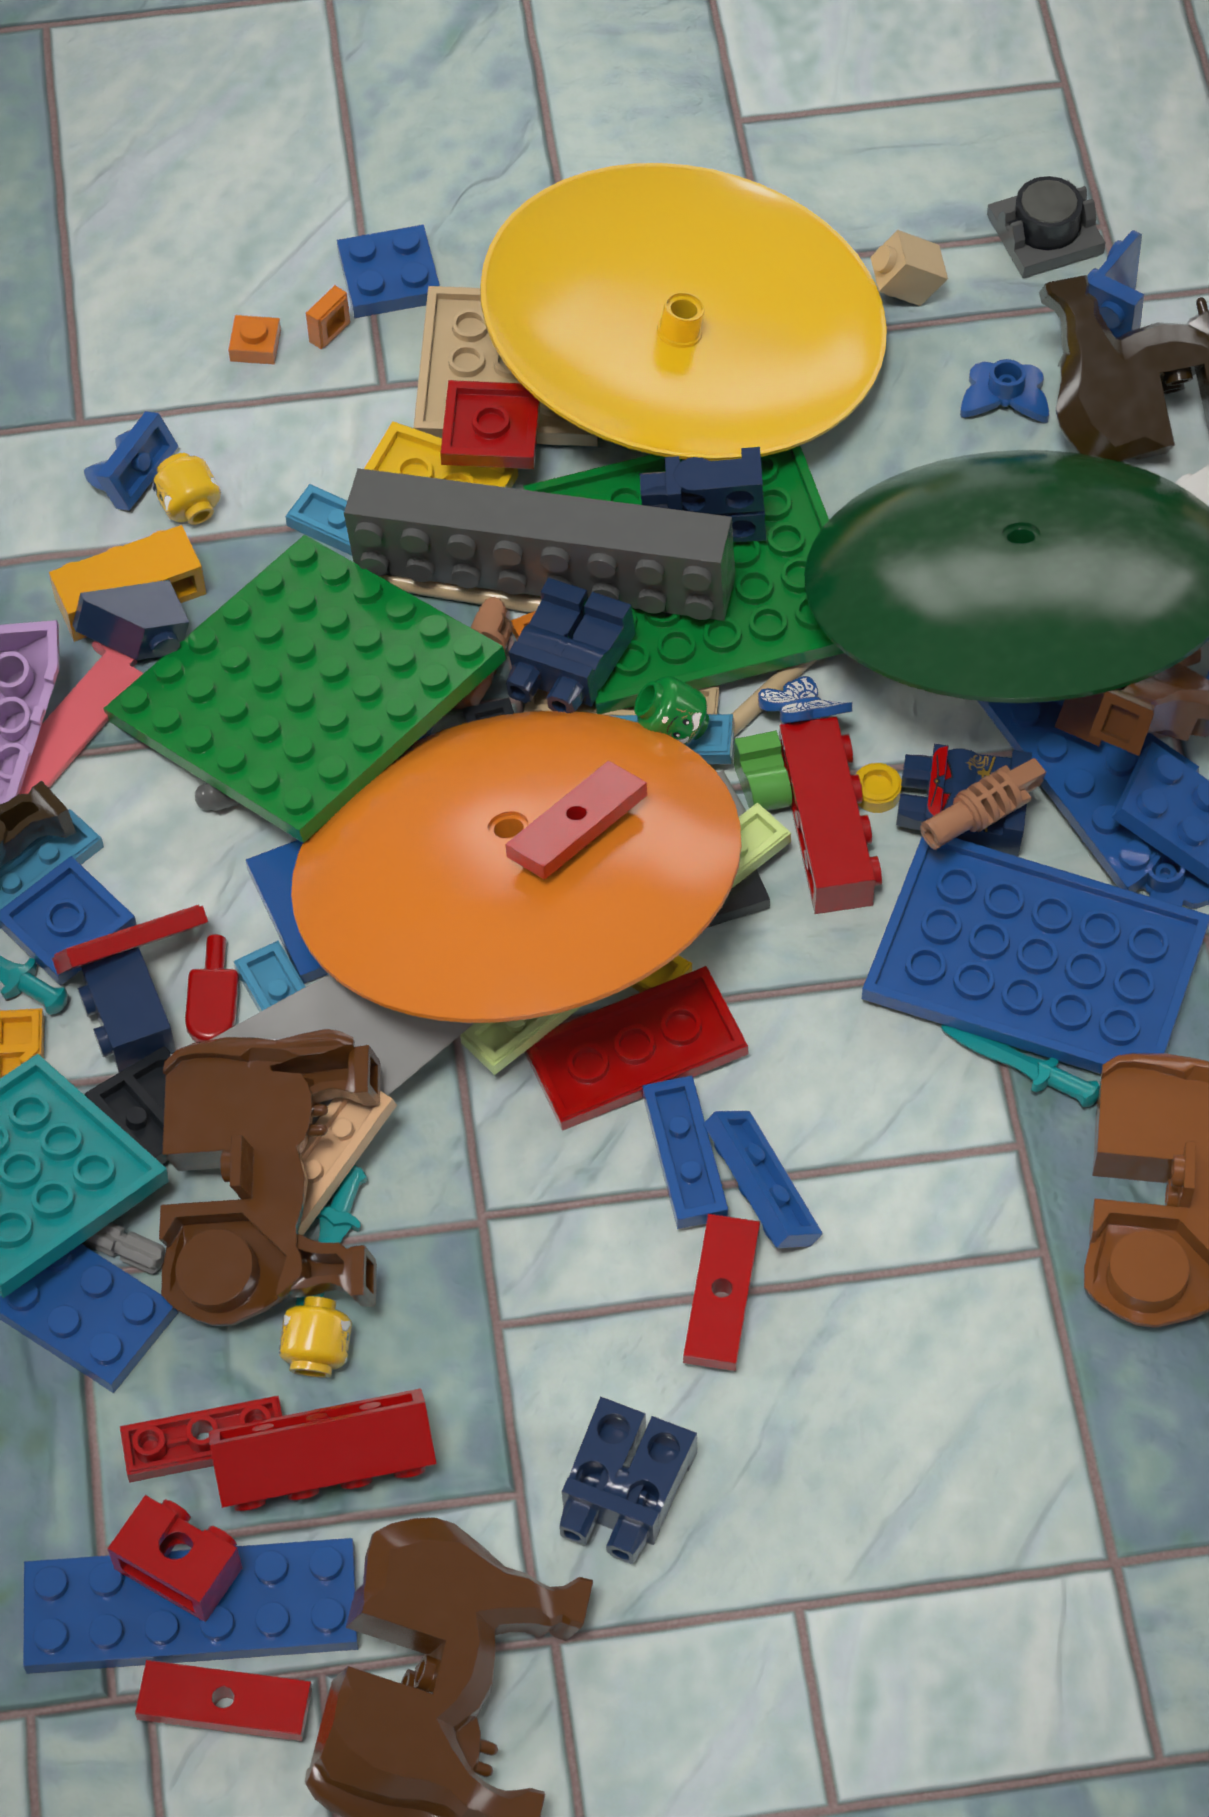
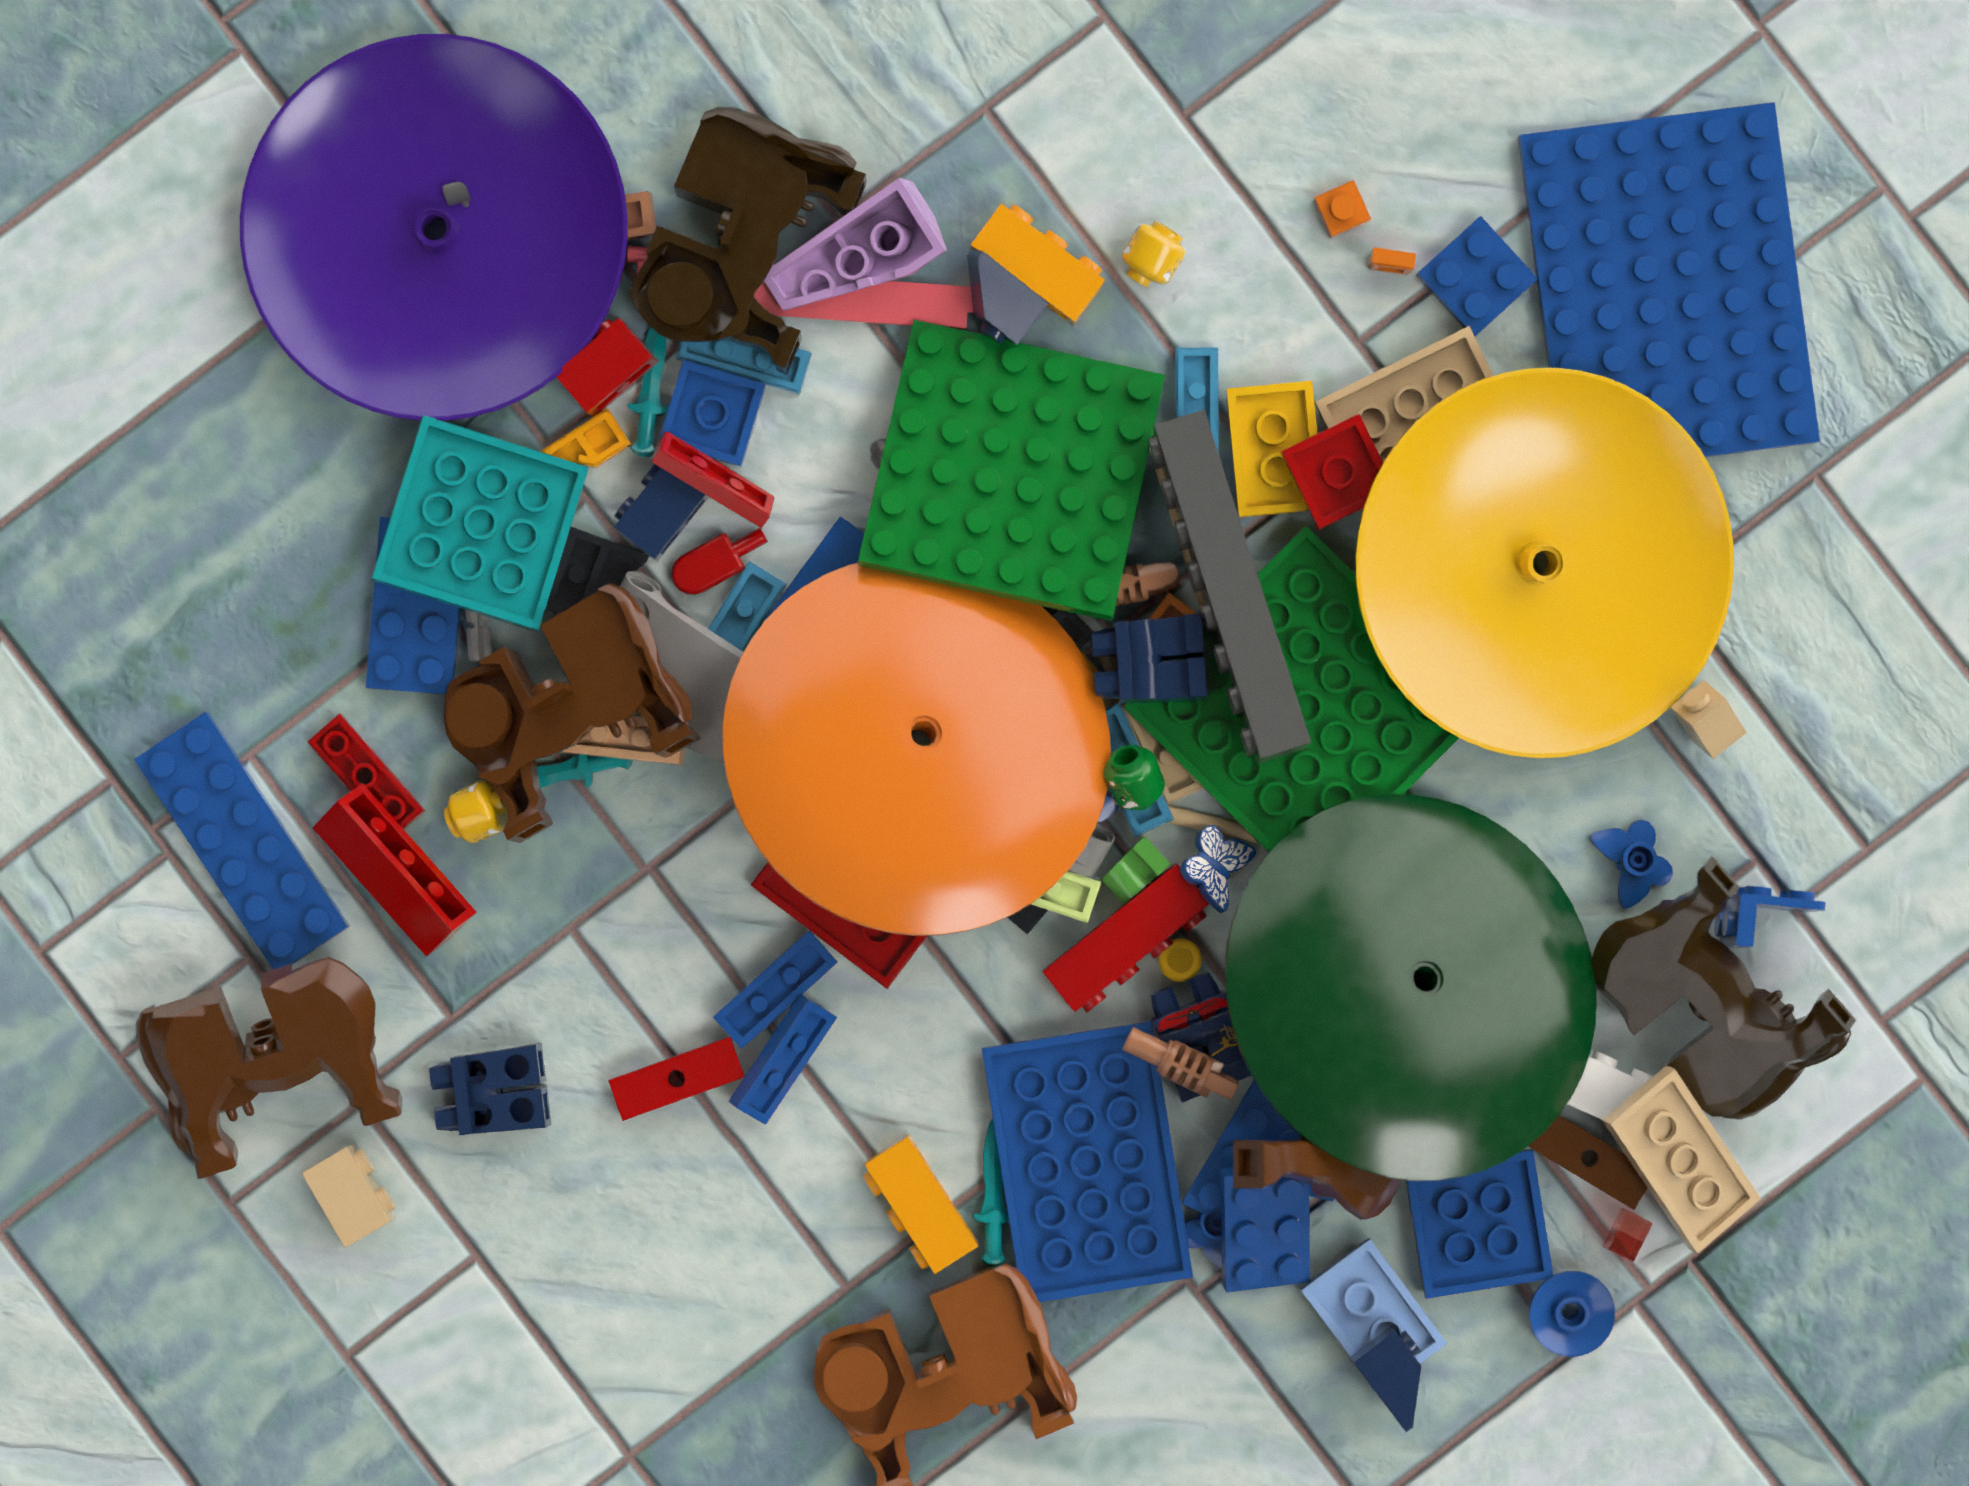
camera: 55 degrees right, 30 degrees up
(134, 461) = (1142, 194): blue tile -> none
(189, 1582) = (239, 801): red brick -> none
(190, 1694) = (173, 884): red tile -> none
(473, 123) = (1676, 270): none -> blue plate
(576, 820) = (967, 799): tile -> none
(651, 1692) = (350, 1194): none -> tan brick
(714, 488) = (1344, 696): dark blue hips -> none
(993, 1124) = (919, 1205): none -> light orange brick
(1044, 222) = (1833, 805): piece -> none

